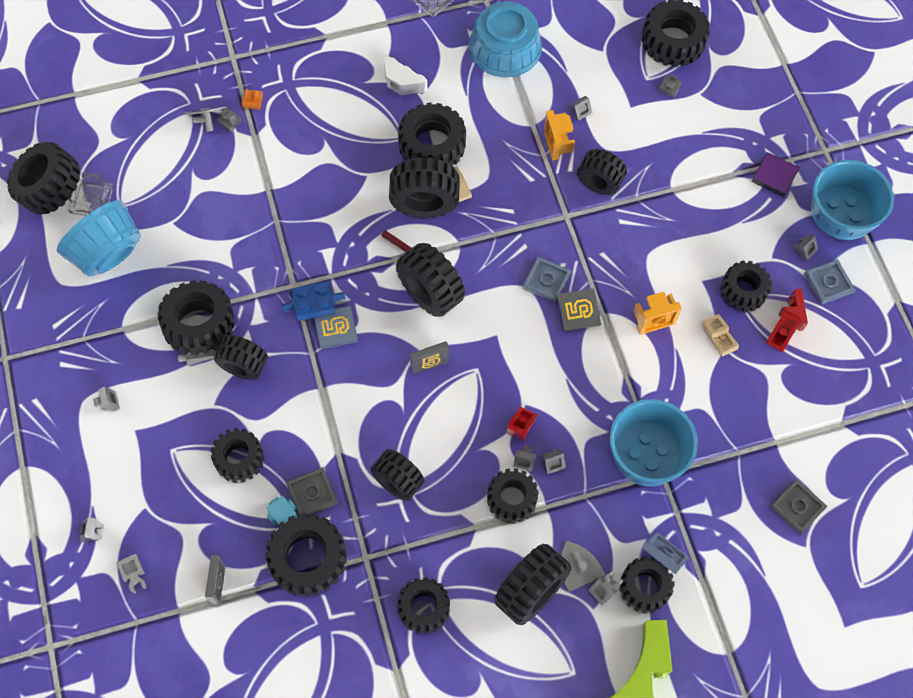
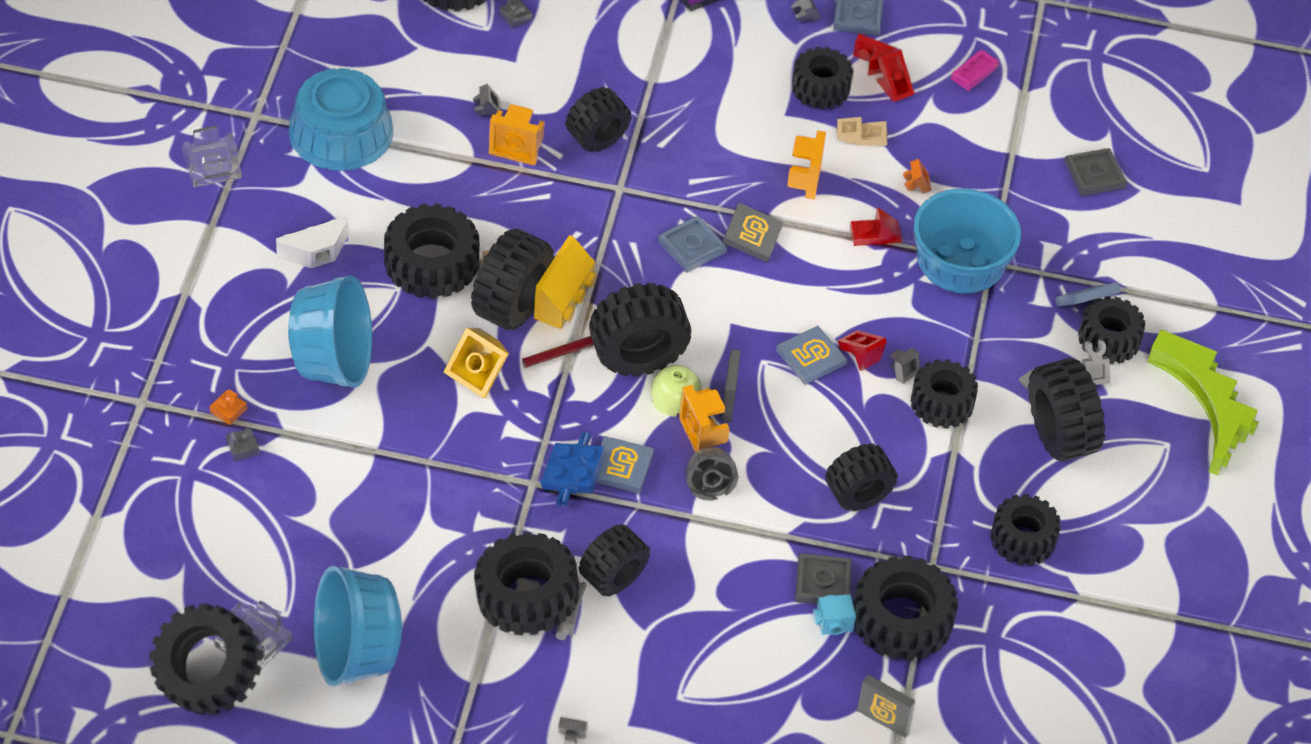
camera: 65 degrees left, 15 degrees down
(206, 118) = (219, 462): light grey shield -> none
(231, 441) = (741, 607): black tyre -> none
(319, 117) = (331, 332): none -> dark azure piece
(353, 380) = (711, 473): none -> dark grey cylinder
(365, 204) = (477, 361): none -> yellow slope
(387, 355) = (694, 414): none -> light orange panel
(414, 329) = (667, 388): none -> yellowish green cylinder
(453, 221) = (564, 284): none -> yellow slope
(498, 396) = (811, 355): none -> sand blue tile
(554, 461) = (922, 340): flat silver tile -> none
(637, 386) = (878, 231): none -> red slope
(703, 389) = (917, 177): none -> orange tile
(833, 380) = (974, 70): none -> dark pink plate

